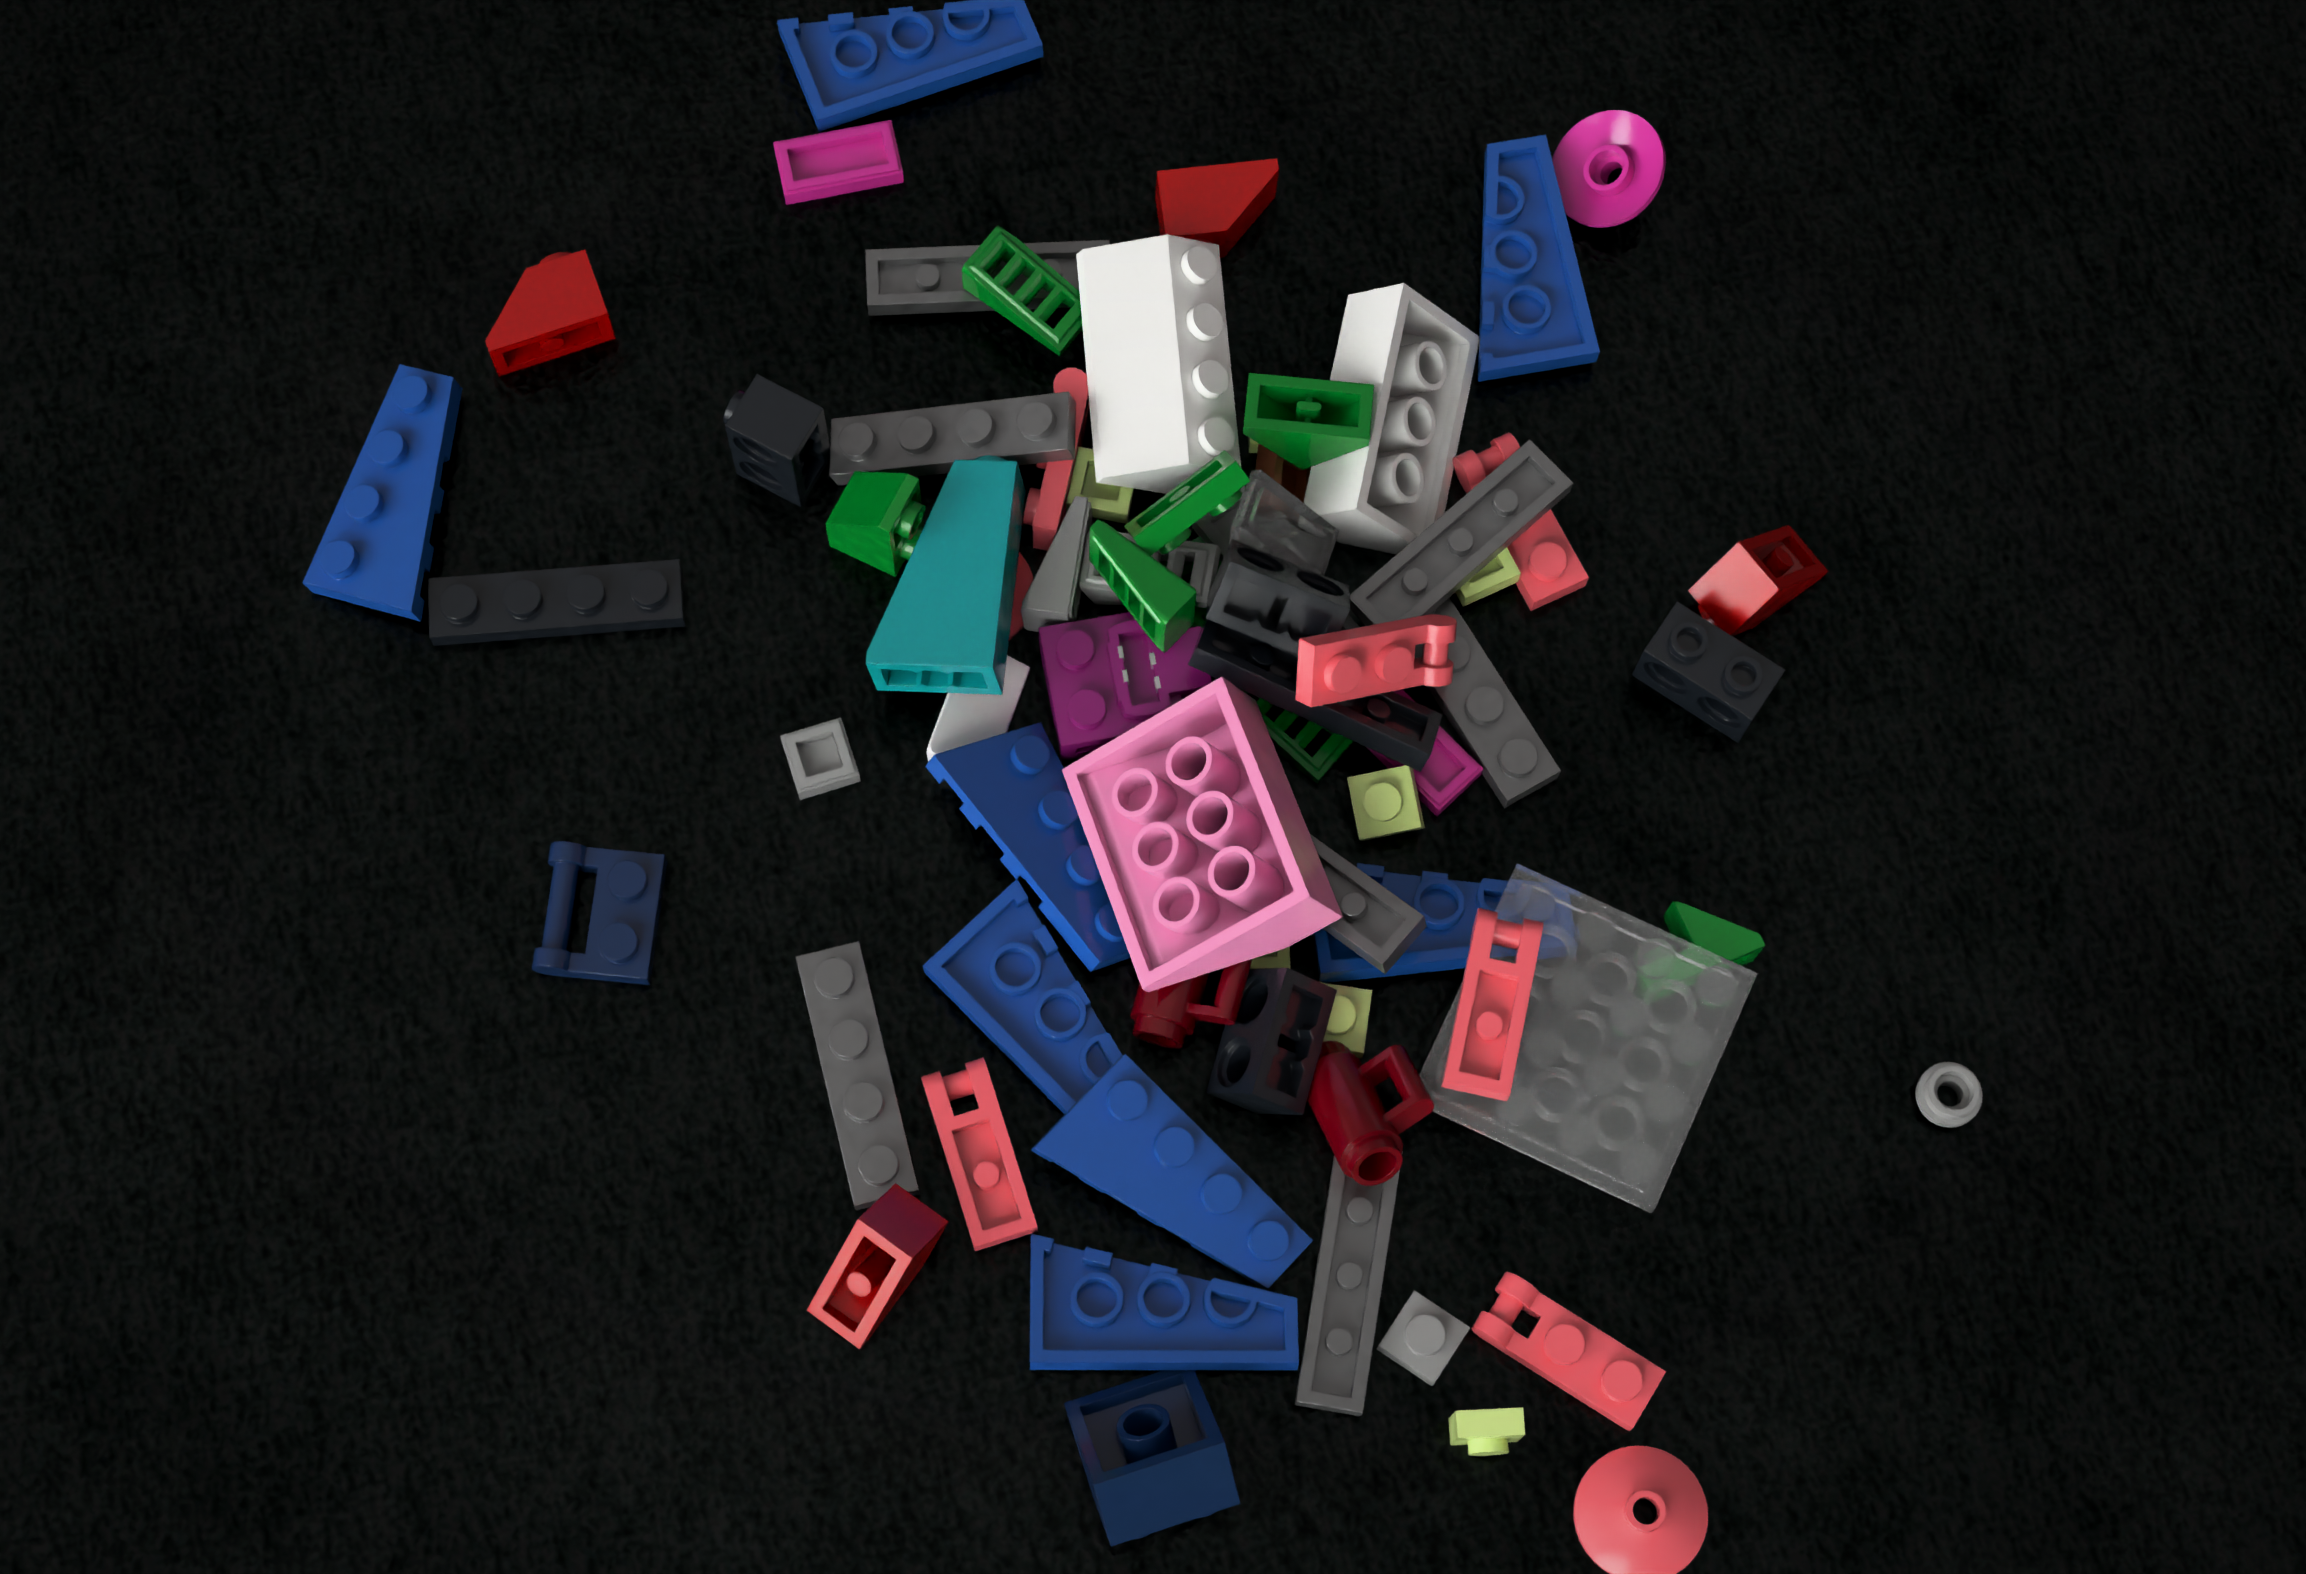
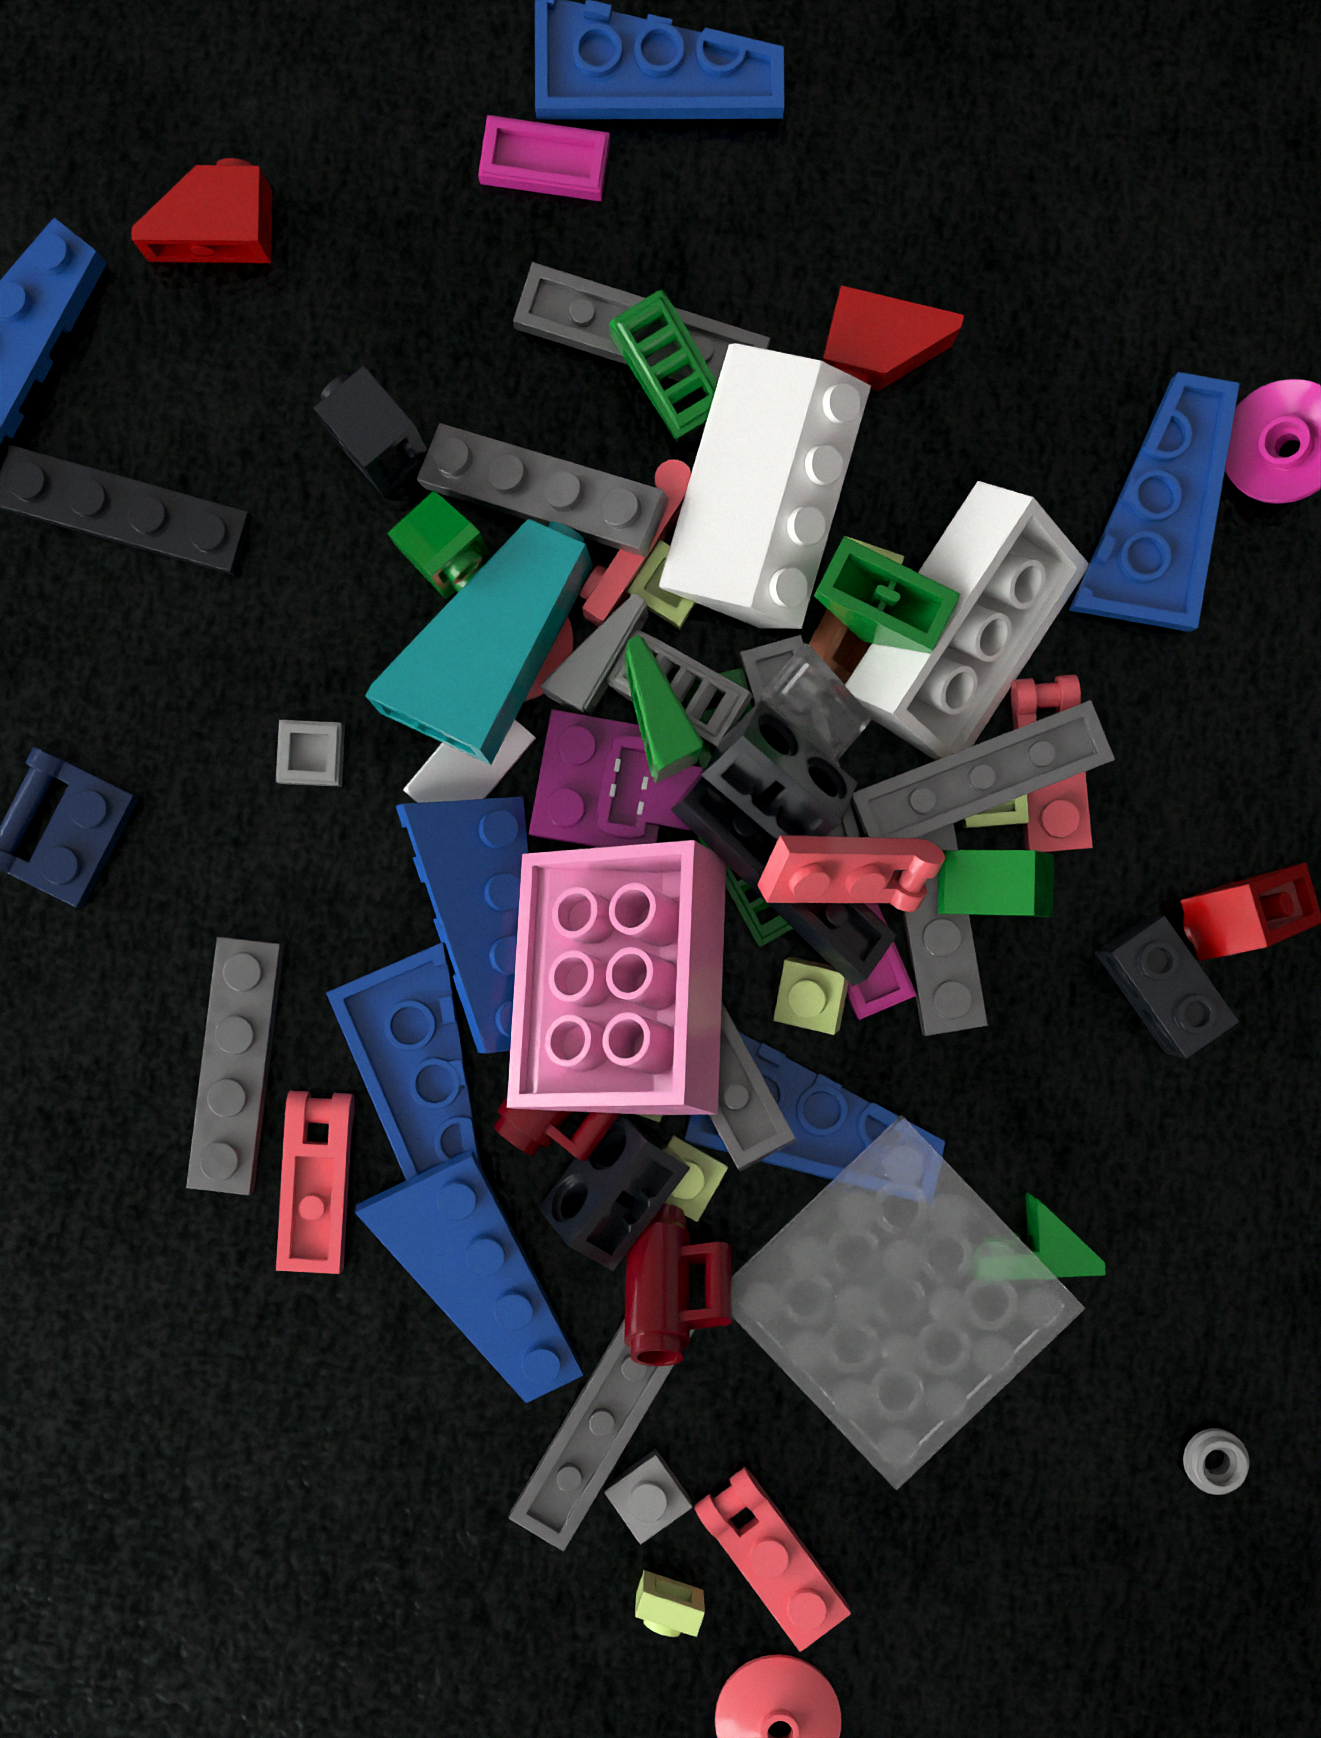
camera: 25 degrees right, 15 degrees up
(876, 1264) = (188, 1250): red slope -> none
(1135, 1316) = (404, 1385): blue wing -> none
(1152, 1454) = (363, 1511): dark blue slope -> none
(1208, 490) = (712, 654): green plate -> none
(1492, 1007) = (821, 1258): coral plate -> none
(1515, 635) = (996, 883): none -> green slope

